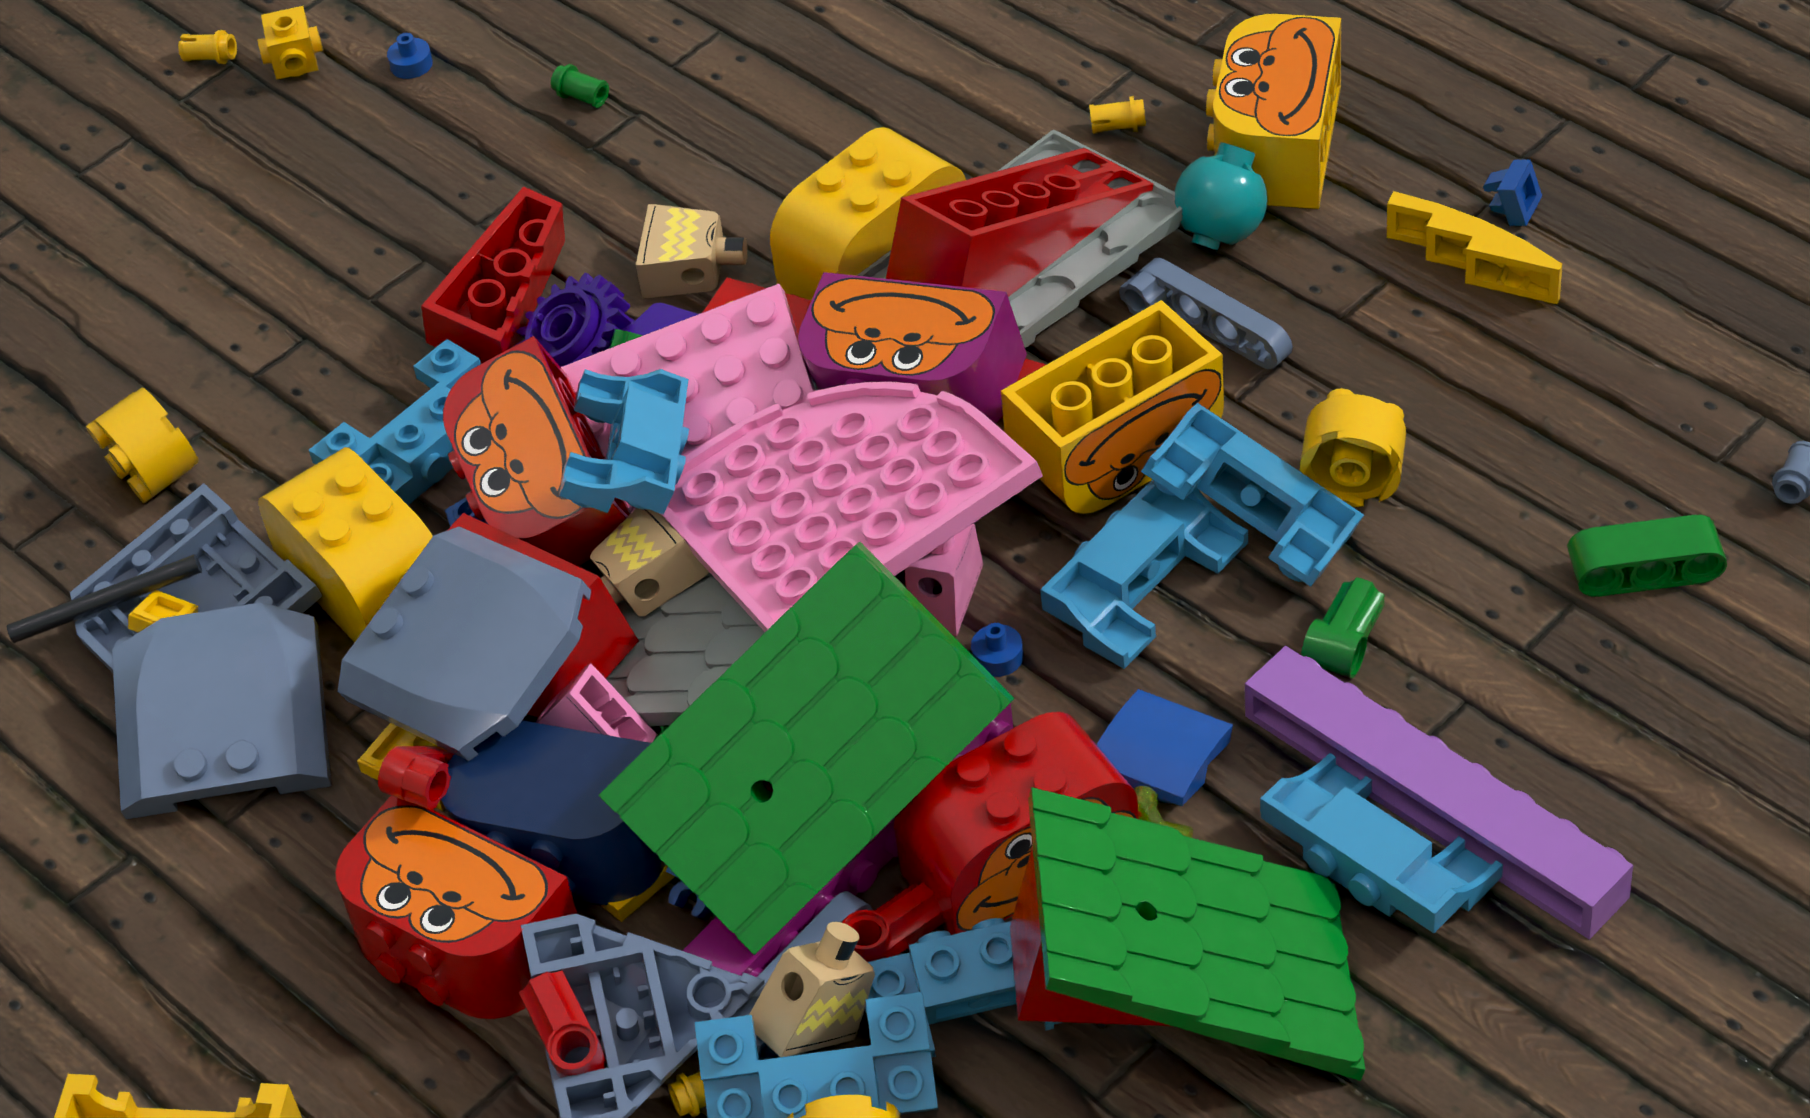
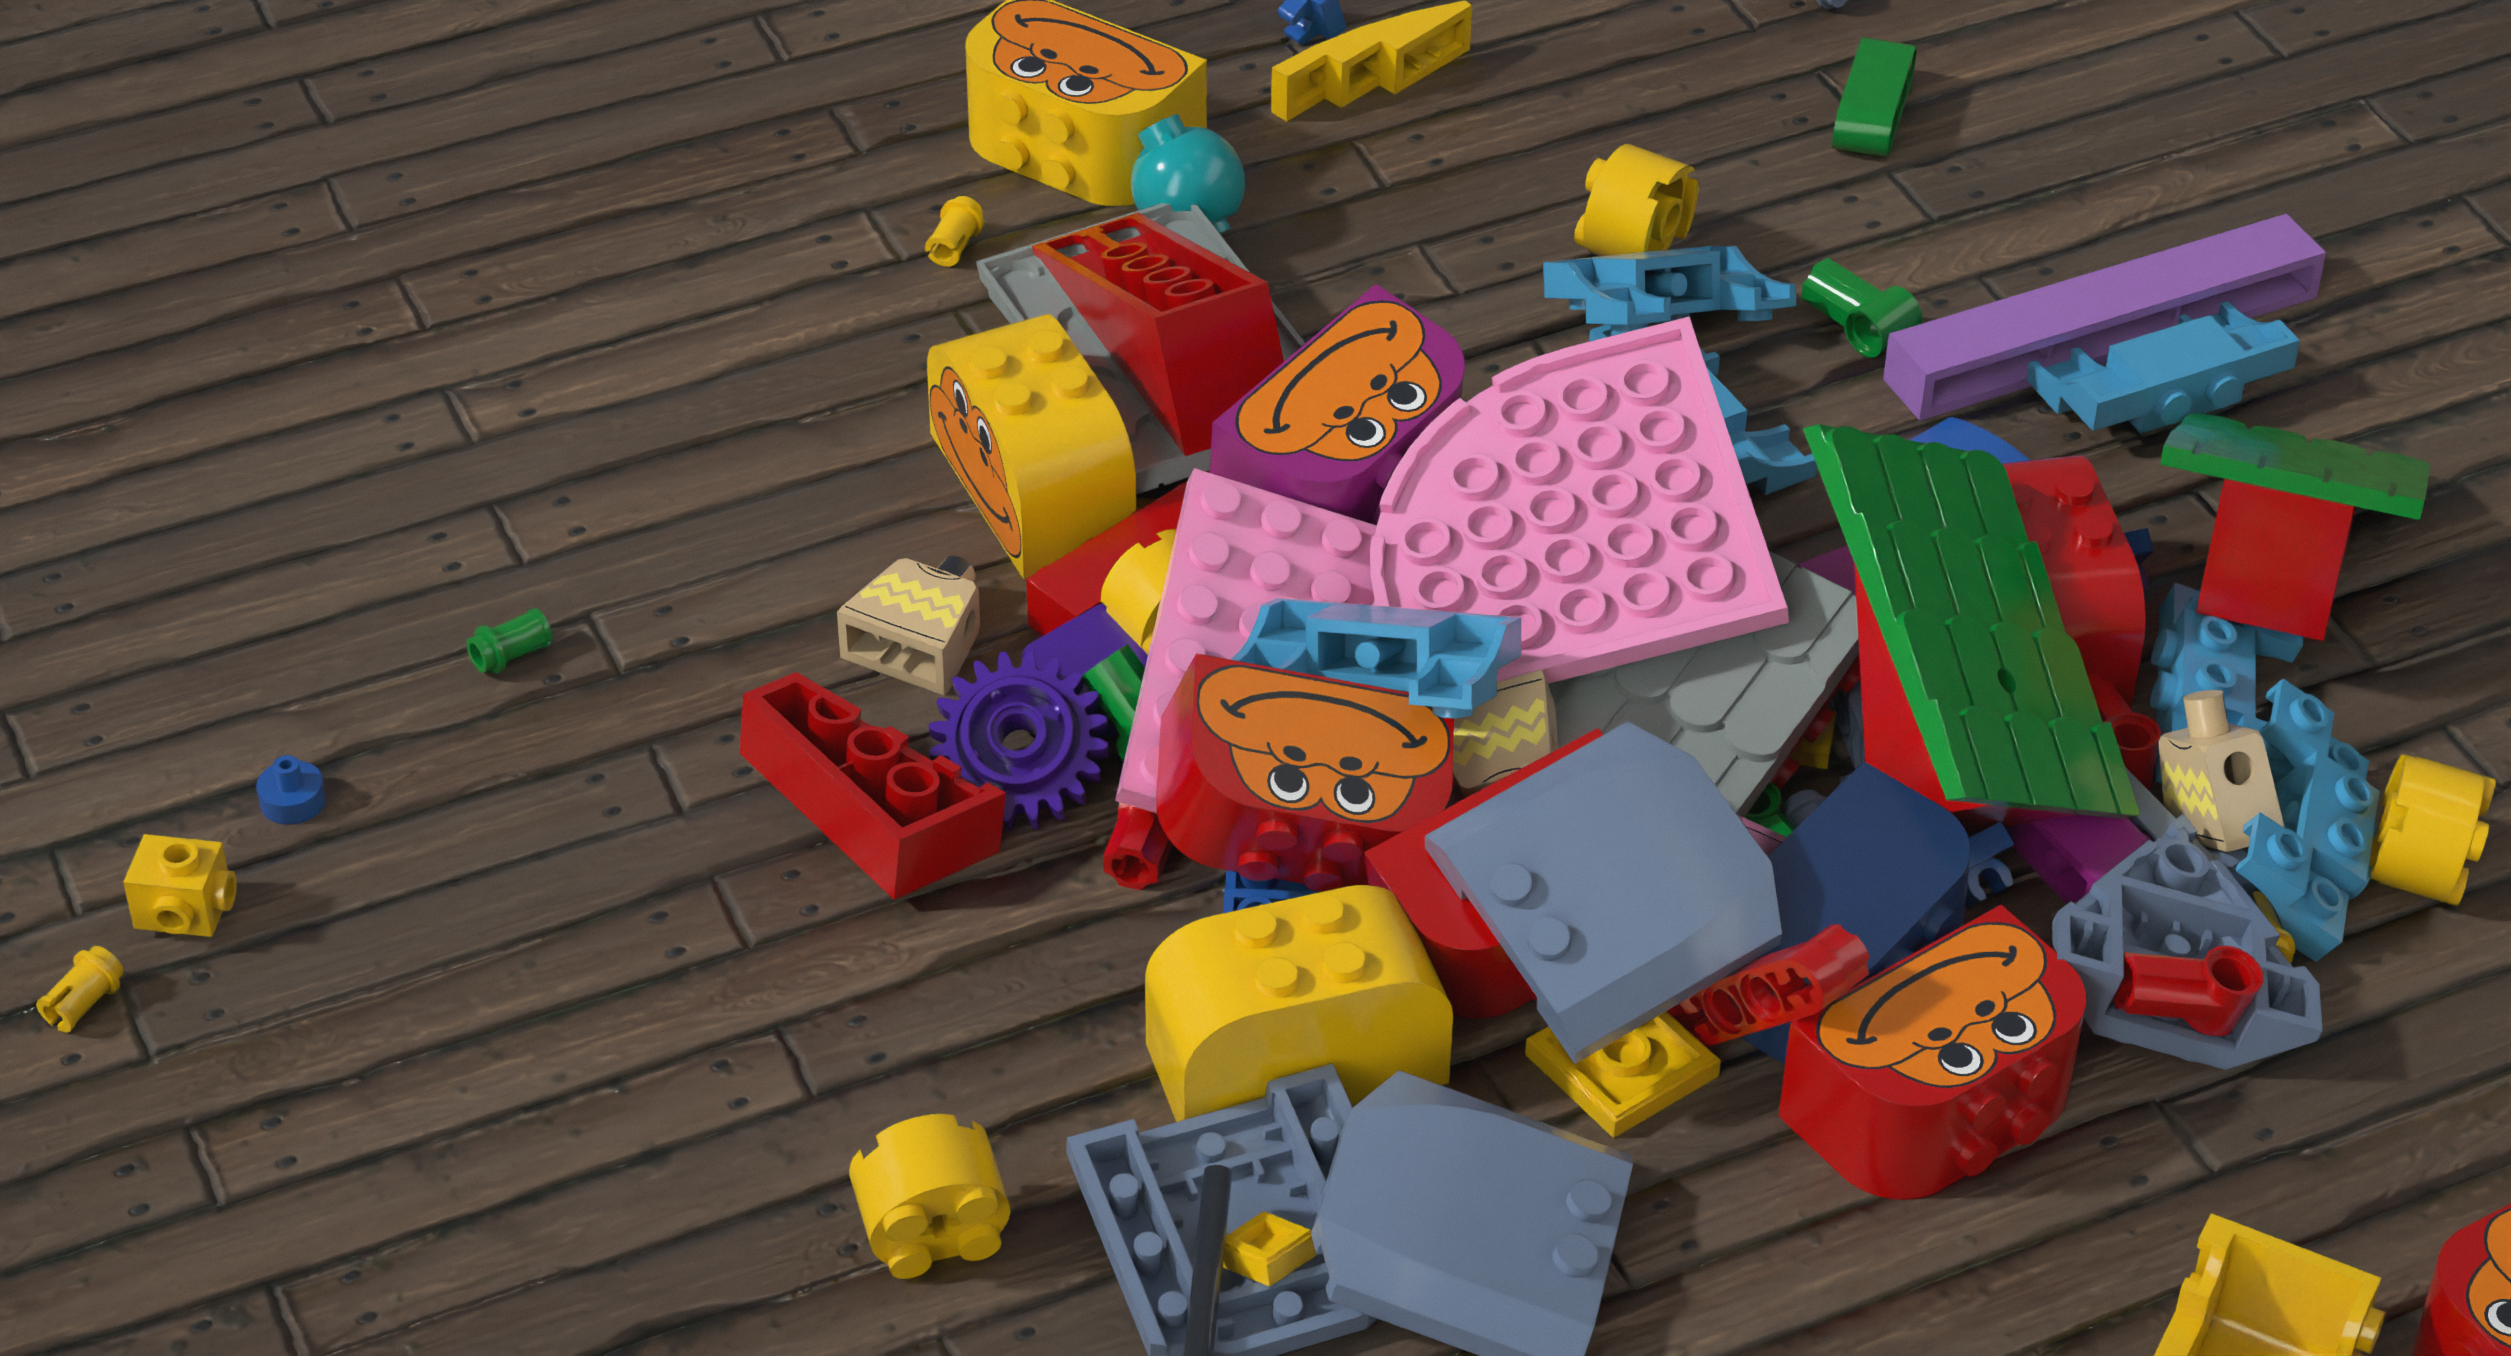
camera: 75 degrees left, 5 degrees down
(414, 446) = (1083, 916): dark azure bracket -> none
(1112, 405) = (1491, 287): yellow brick -> none
(1208, 312) = (1399, 237): sand blue beam -> none

